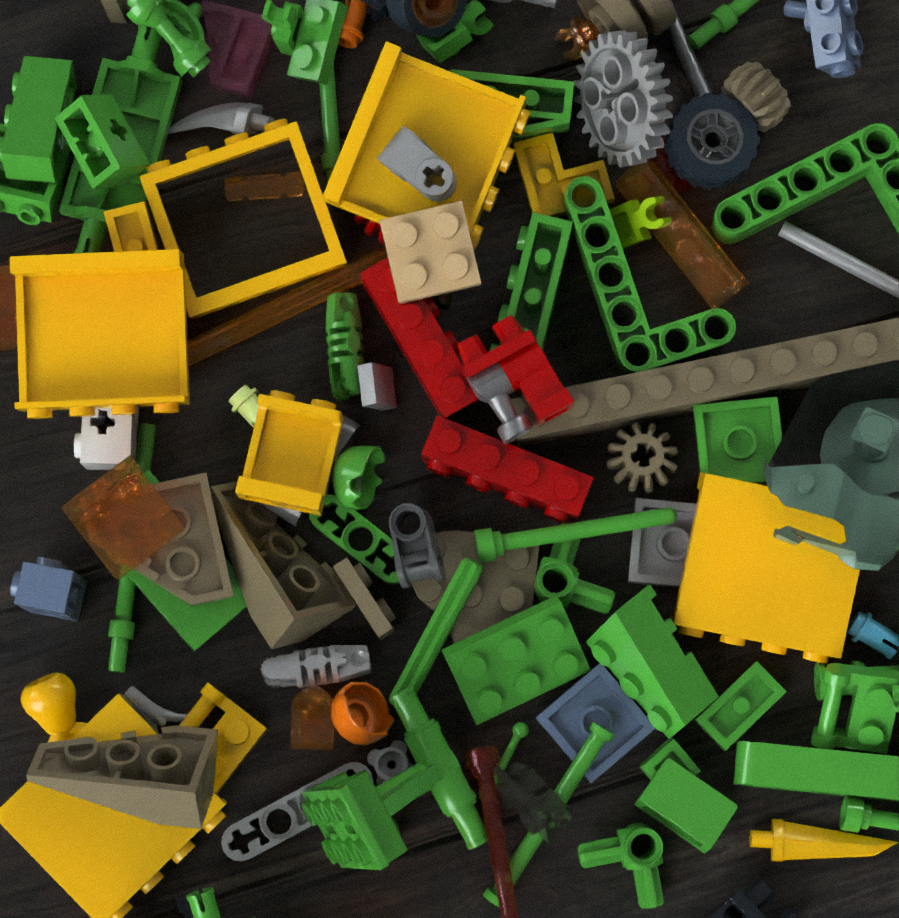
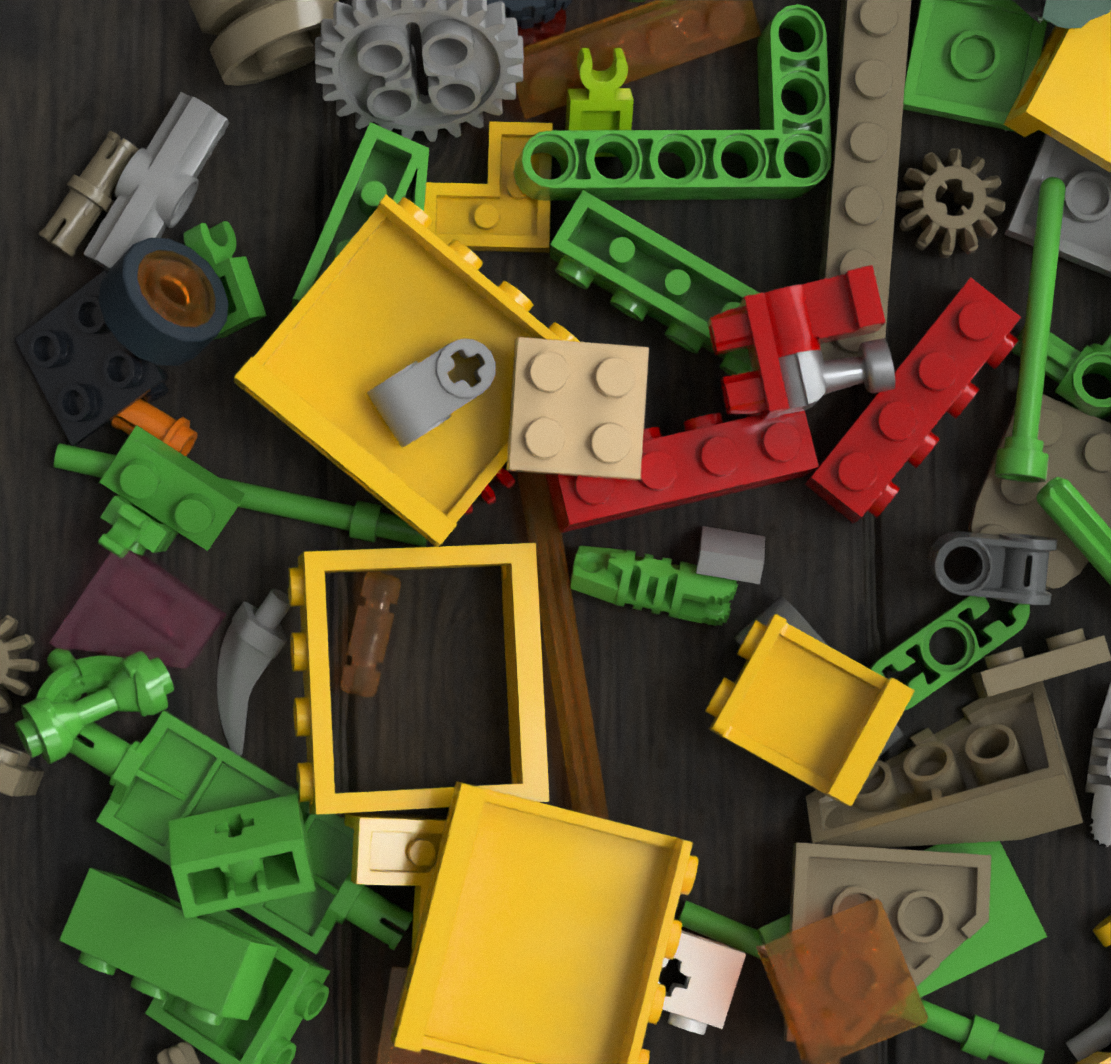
camera: 80 degrees left, 5 degrees up
(245, 403) = (700, 753): yellowish green pin -> none
(355, 476) = (858, 624): bright green hair -> none
(582, 32) = (285, 92): clear orange plate -> none

